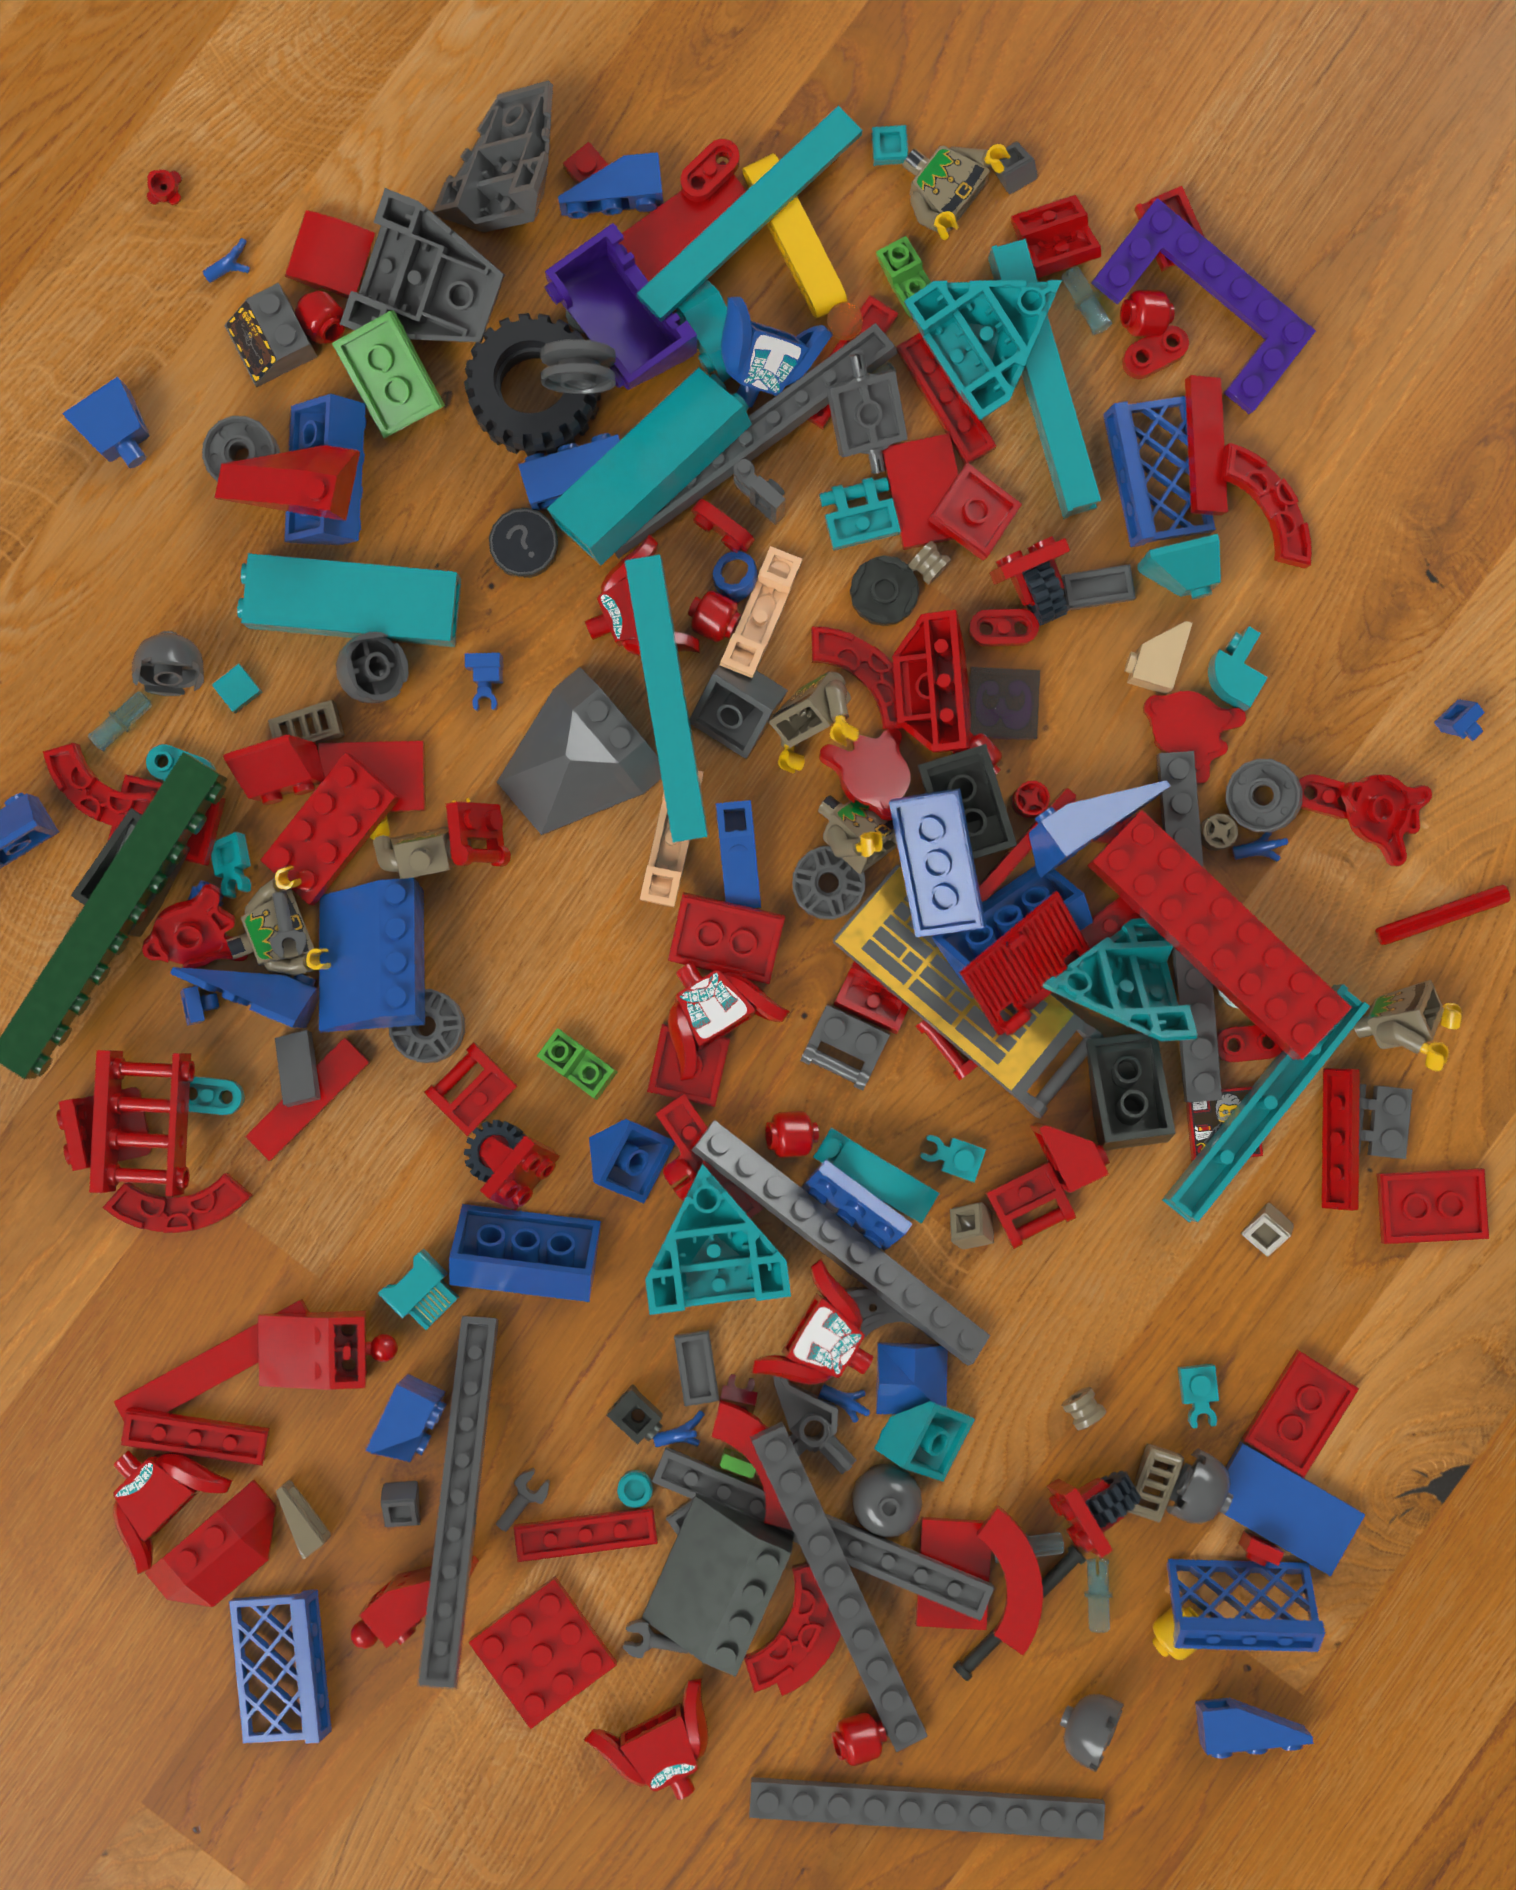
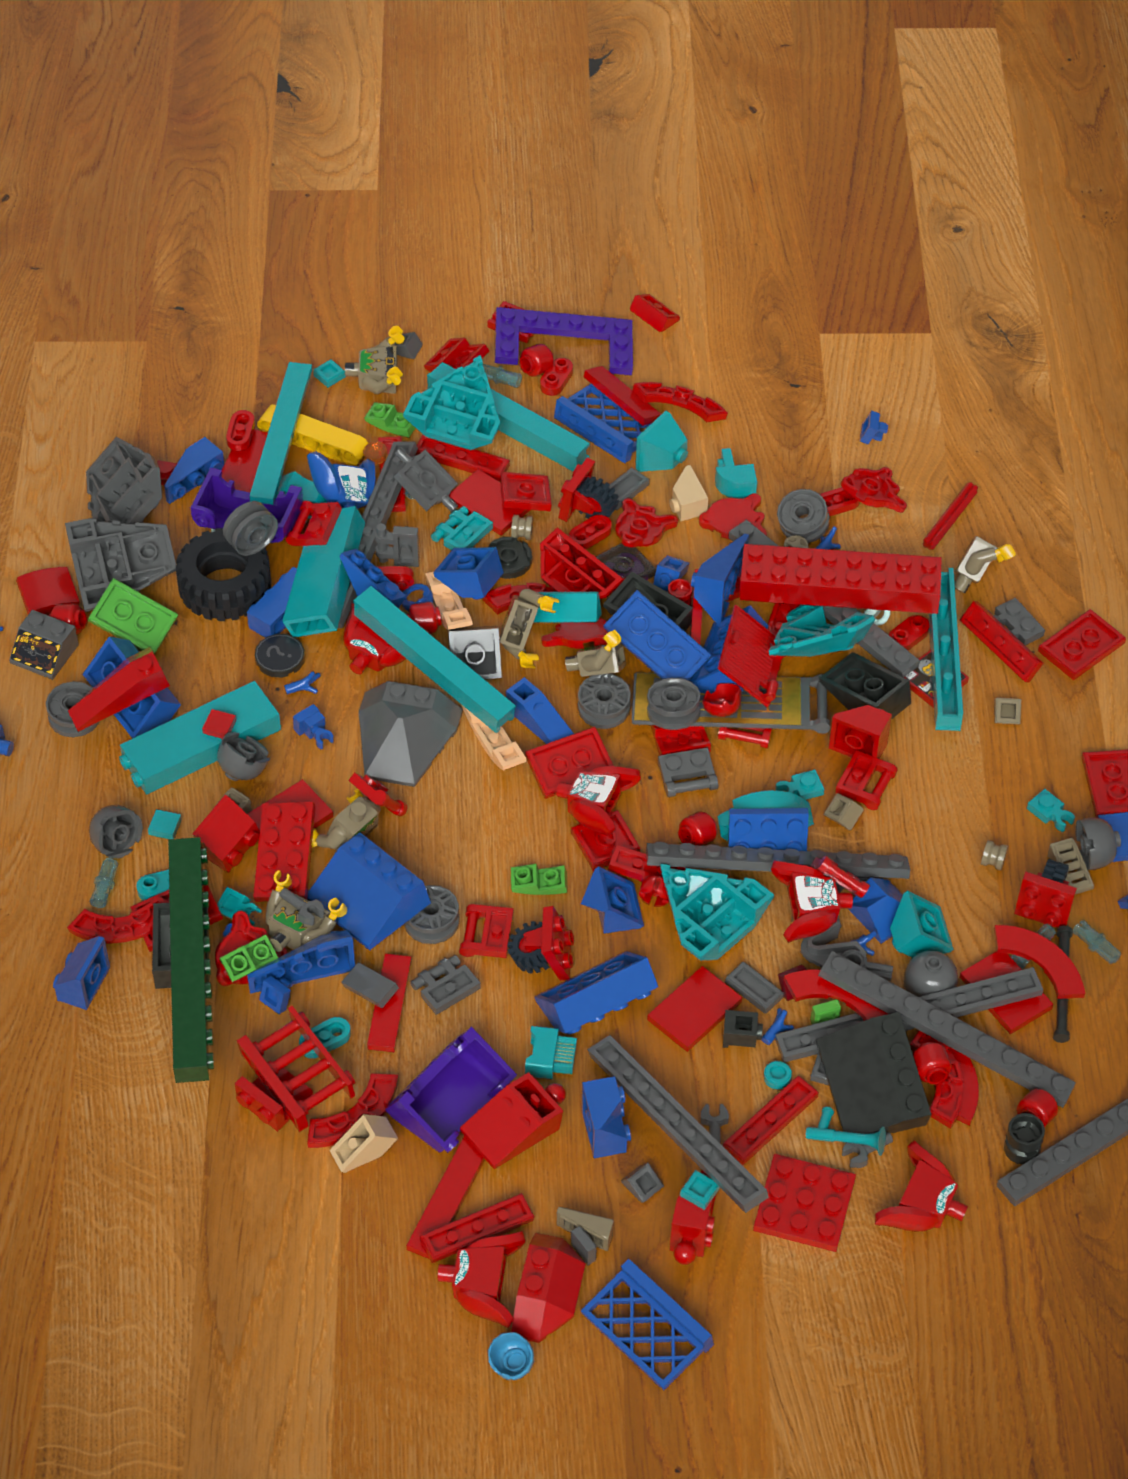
camera: 35 degrees left, 35 degrees down
(119, 1606) = (511, 1356): none -> dark azure hair
(155, 1255) = (363, 1142): none -> tan slope
(187, 946) = (248, 958): none -> bright green slope
(277, 1260) = (451, 1090): none -> dark purple windscreen
(282, 1539) = (583, 1245): none -> dark grey tile
(370, 609) = (219, 723): none -> red tile
(379, 1134) = (448, 990): none -> dark grey plate
(410, 1603) = (699, 1190): none -> teal tile
(519, 605) = (303, 684): none -> blue bar
(613, 1347) = (694, 1008): none -> red tile
(621, 1593) = (822, 1133): none -> teal piece
(684, 528) = (365, 574): none -> blue slope
(689, 397) = (319, 527): none -> red plate
(785, 1622) = (932, 1063): none -> red head
(813, 1765) = (1024, 1138): none -> pearl dark grey wheel
(814, 589) = (470, 571): none -> blue slope
(879, 1327) = (842, 878): none -> red plate
(882, 726) = (571, 607): none -> teal slope
(899, 940) = (673, 703): none -> dark grey wheel
(945, 999) = (723, 701): none -> red hair
(1048, 756) = (669, 570): none -> blue bracket
(1070, 661) = (641, 525): none -> red tile
(1355, 334) = (653, 312): none -> red slope

